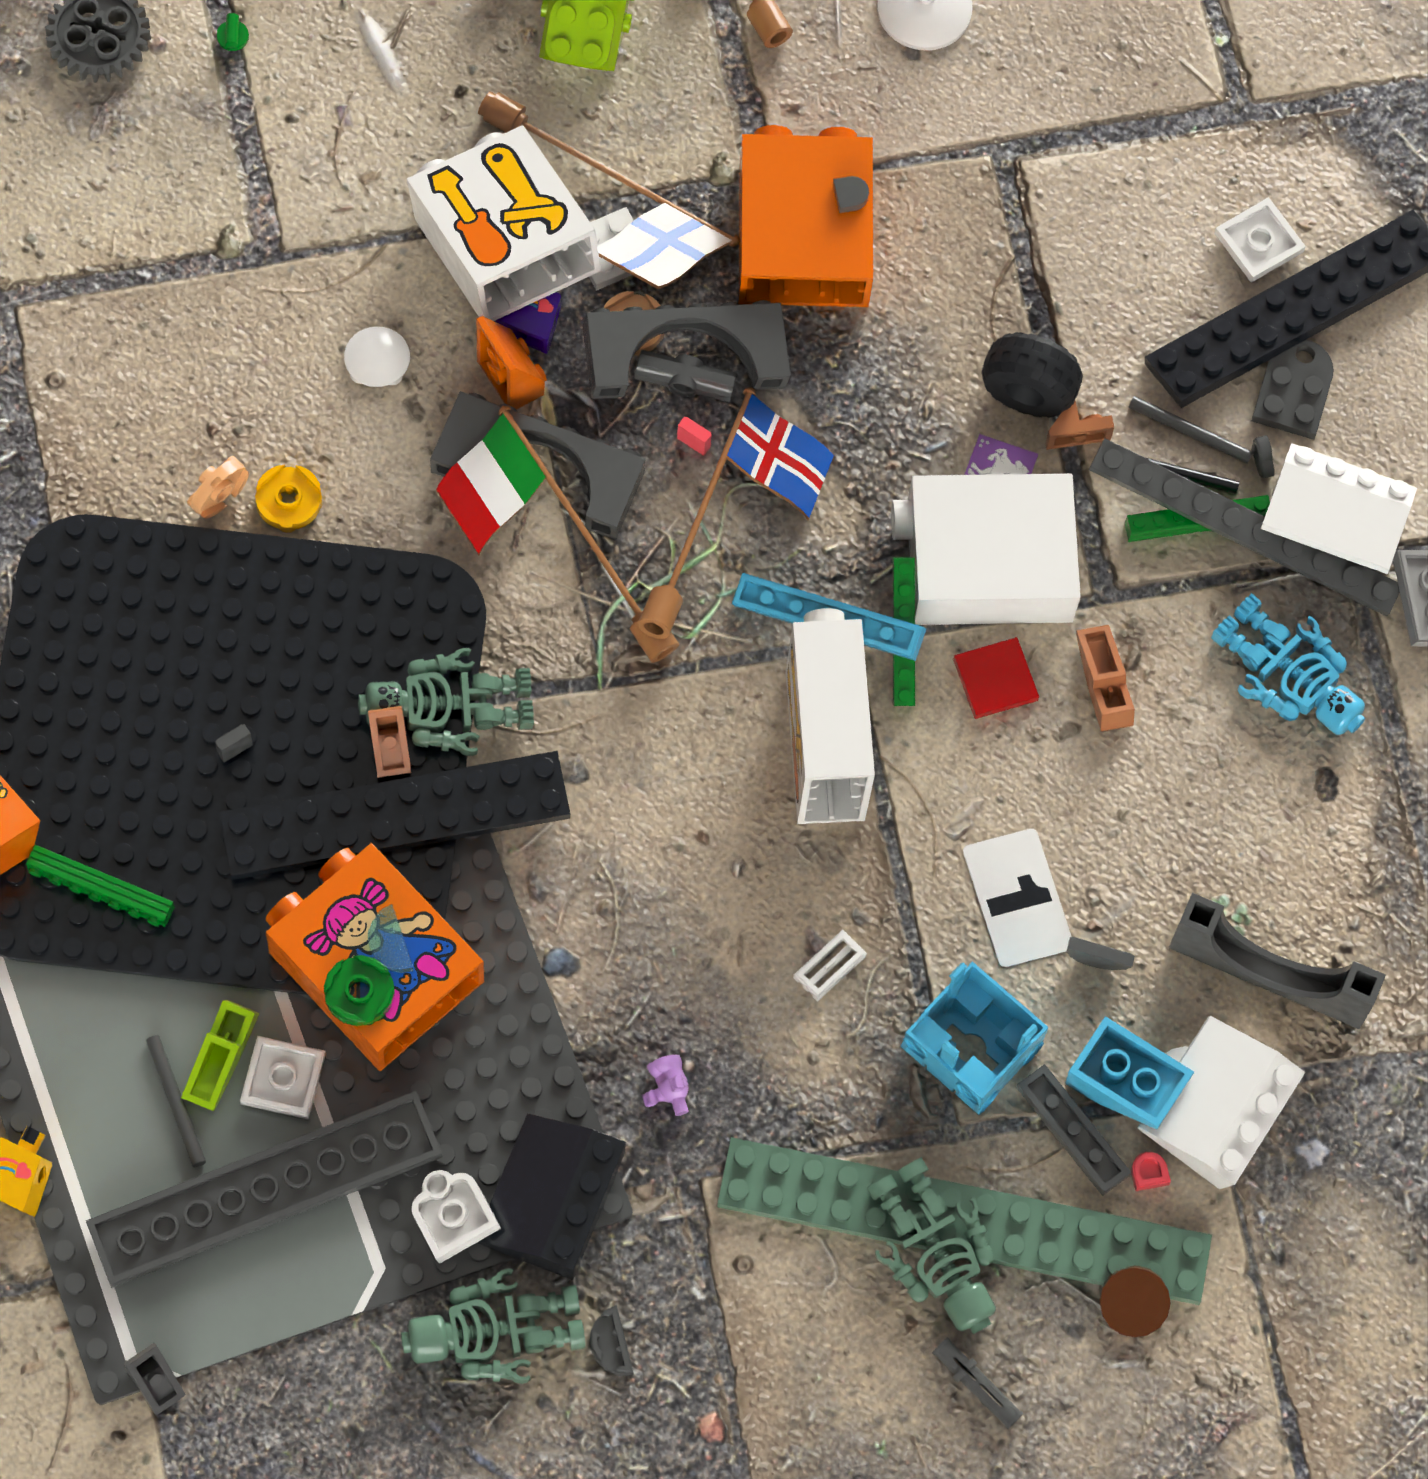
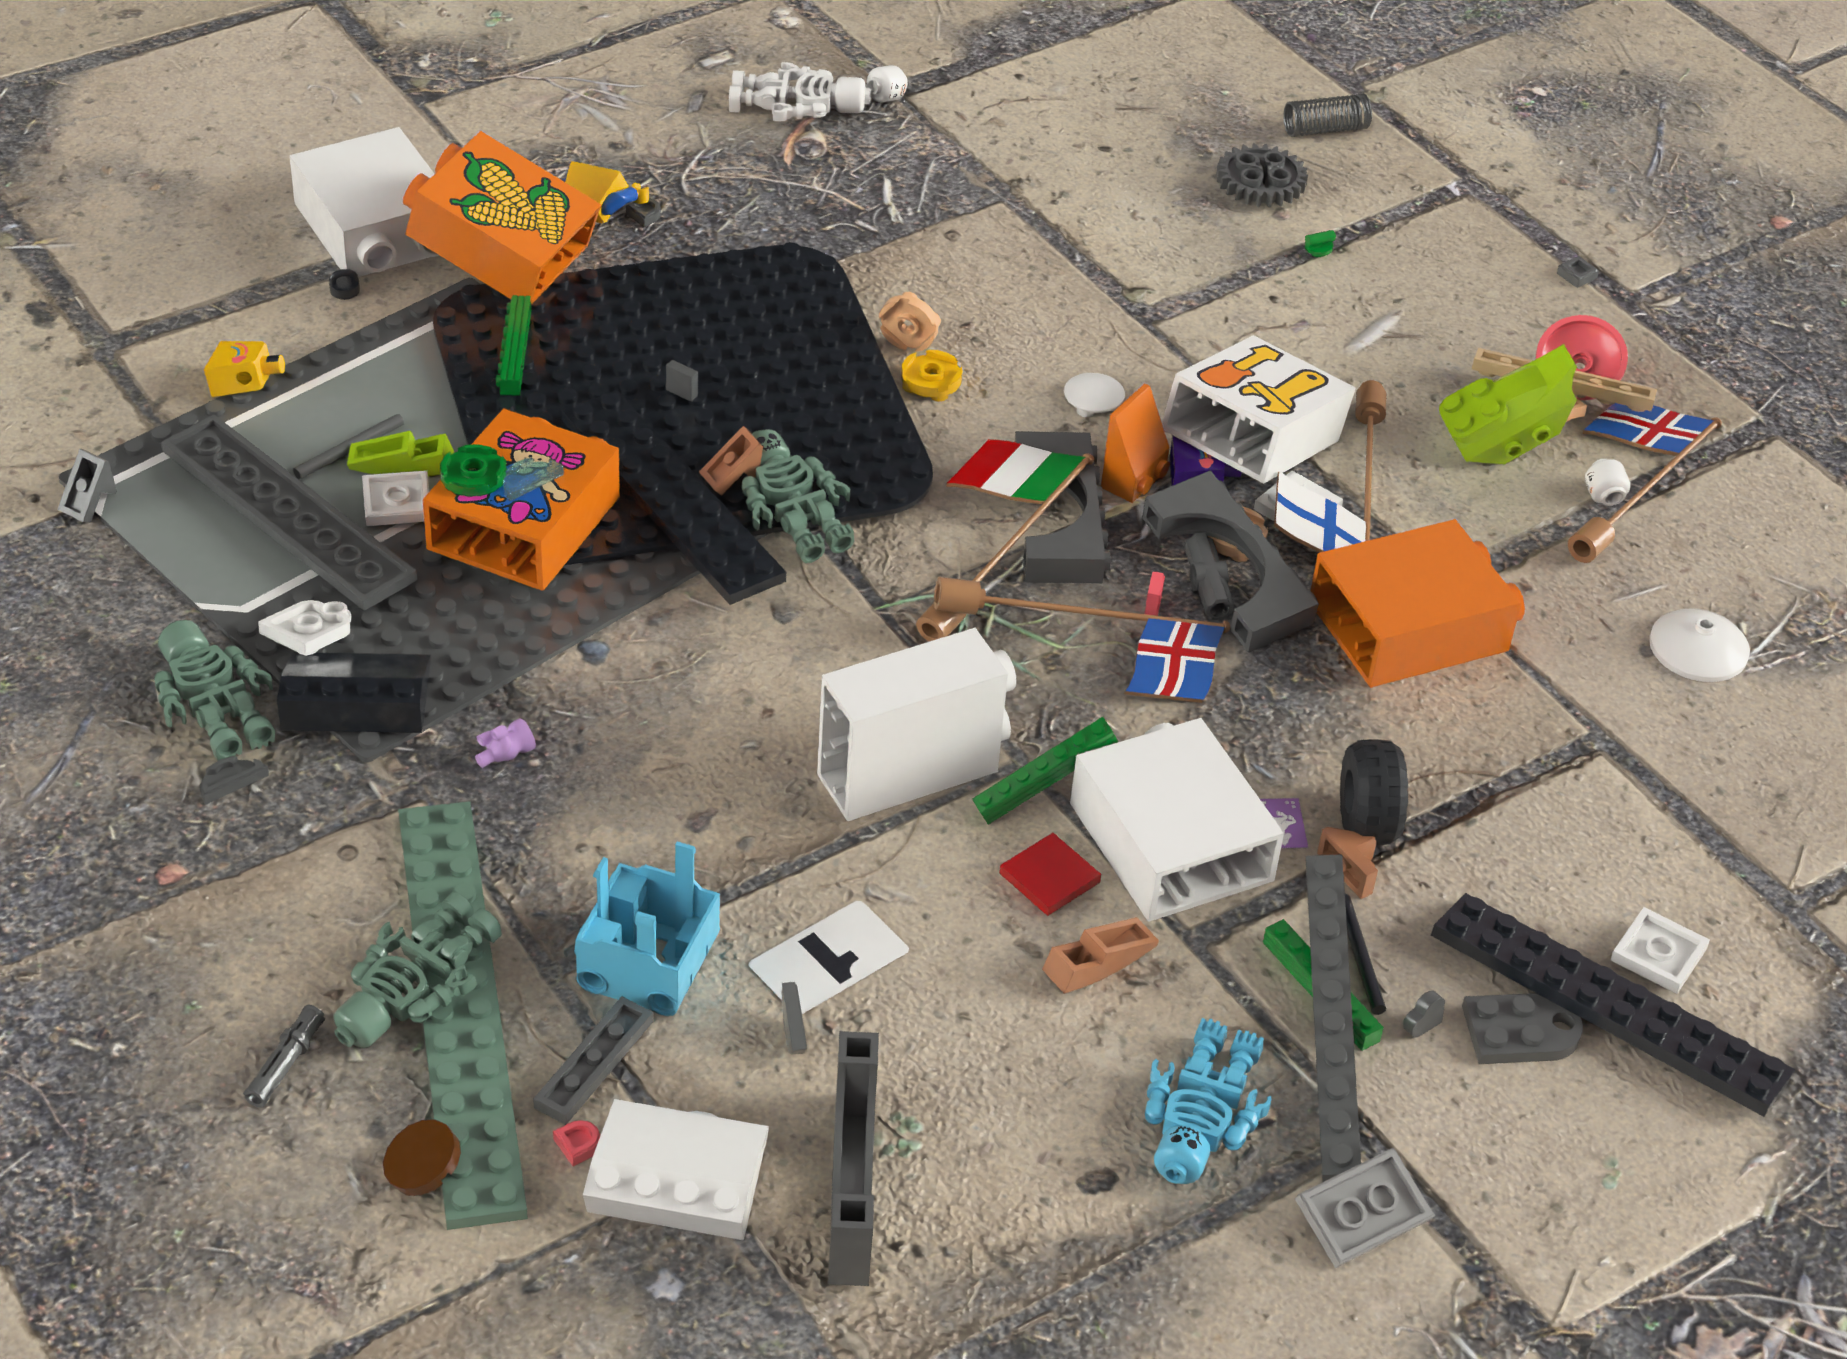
camera: 70 degrees right, 25 degrees down
(792, 604) = (1028, 718): medium azure tile -> none
(809, 985) = (670, 833): white tile -> none
(850, 193) = (1450, 597): dark grey tile -> none
(1128, 1075) = (669, 1068): medium azure slope -> none
(1190, 429) = (1415, 949): dark grey bar -> none
(1339, 508) = (1404, 1081): white slope -> none

